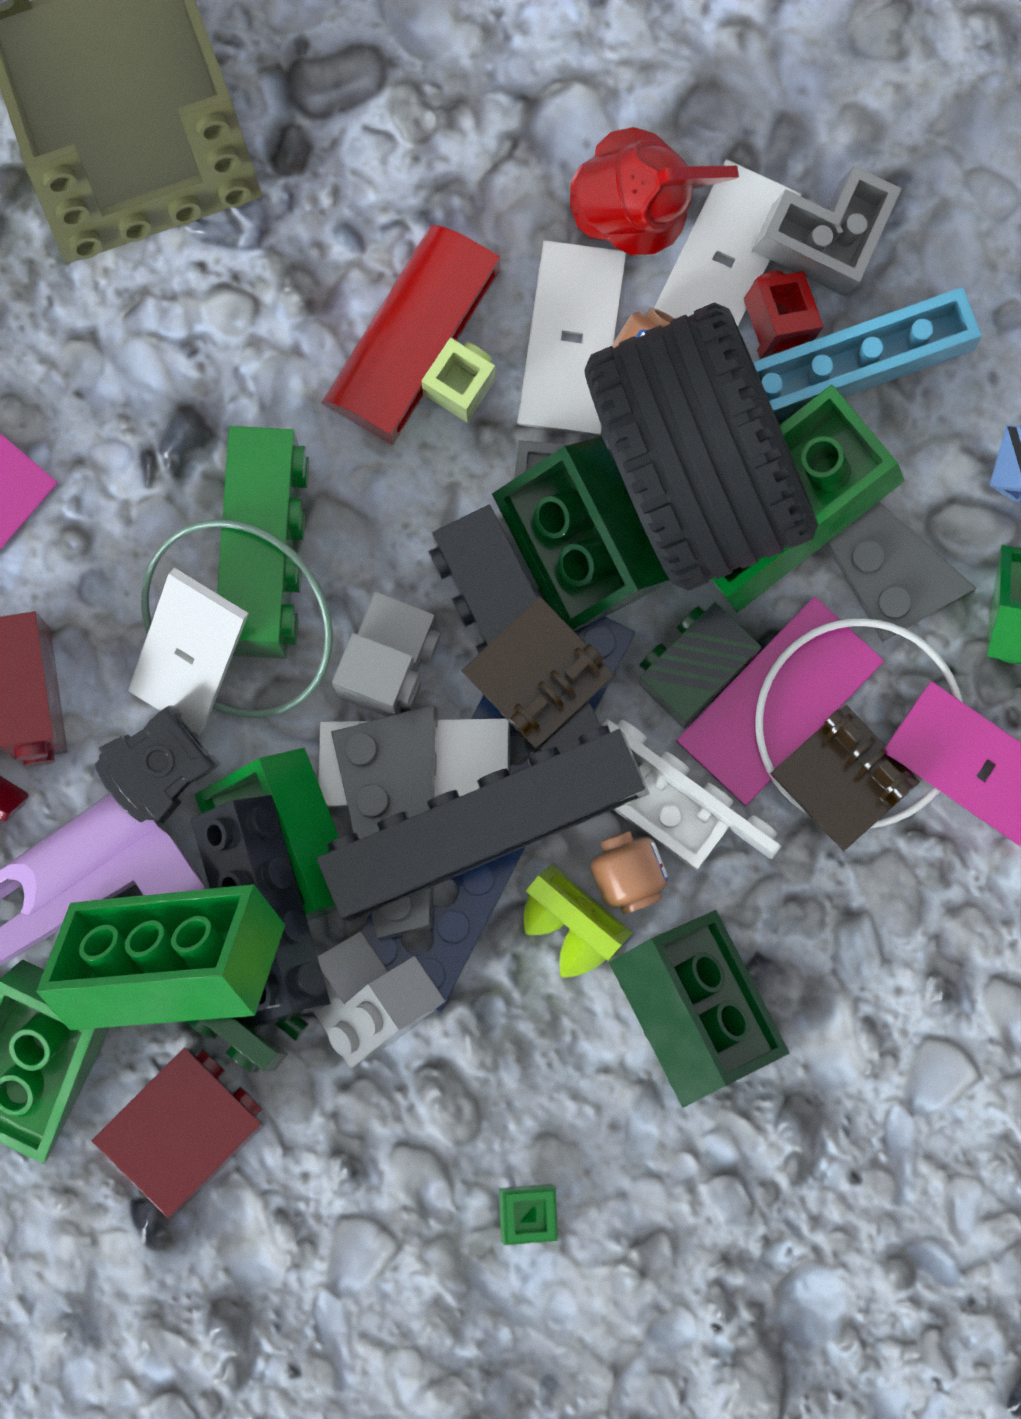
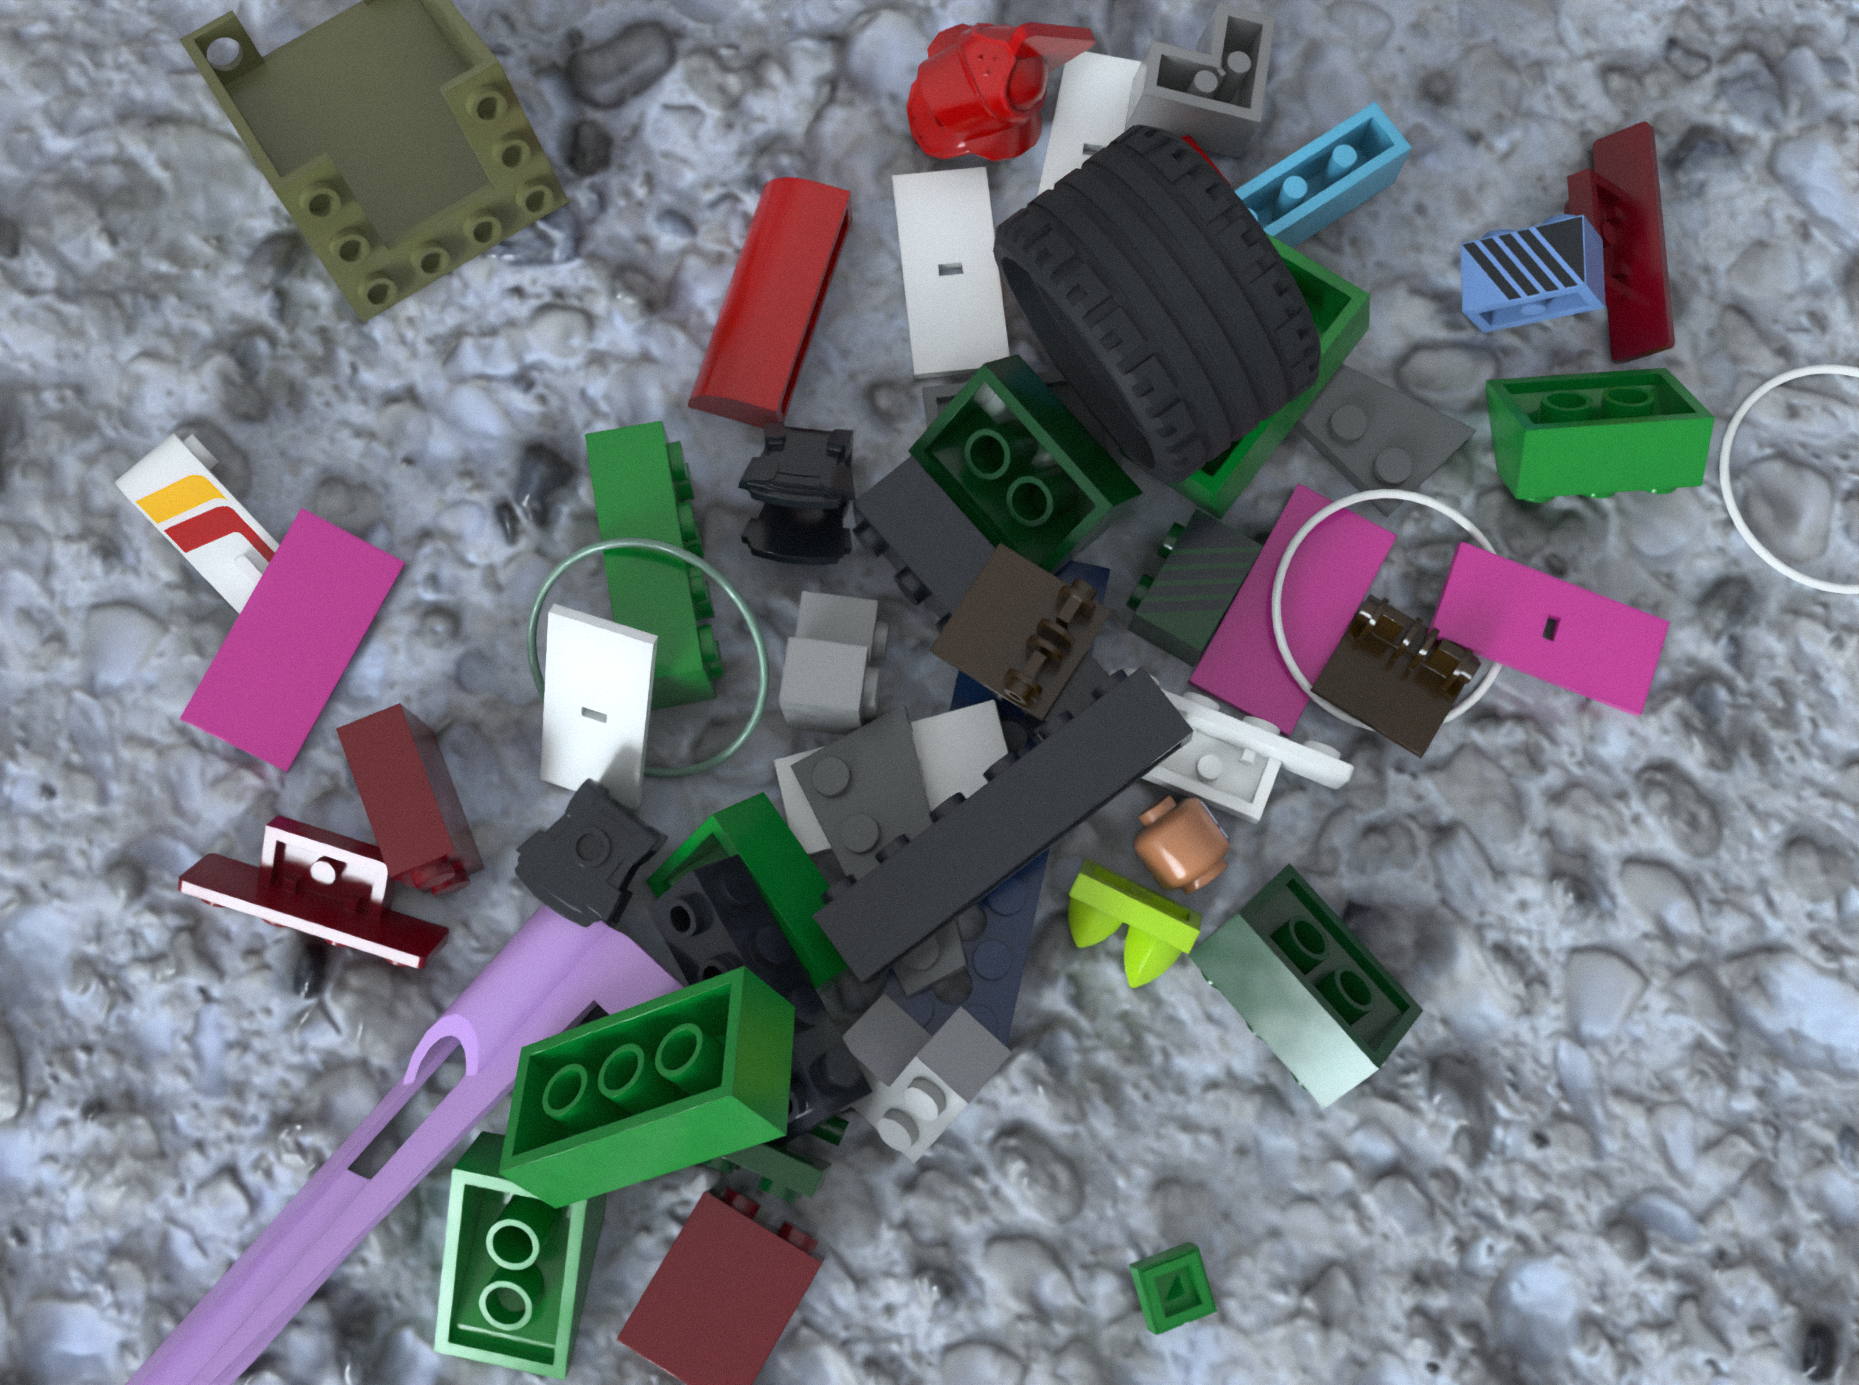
camera: 20 degrees left, 5 degrees down
(394, 511) = (805, 495): none -> black piece
(459, 378) = (838, 336): yellowish green brick -> none

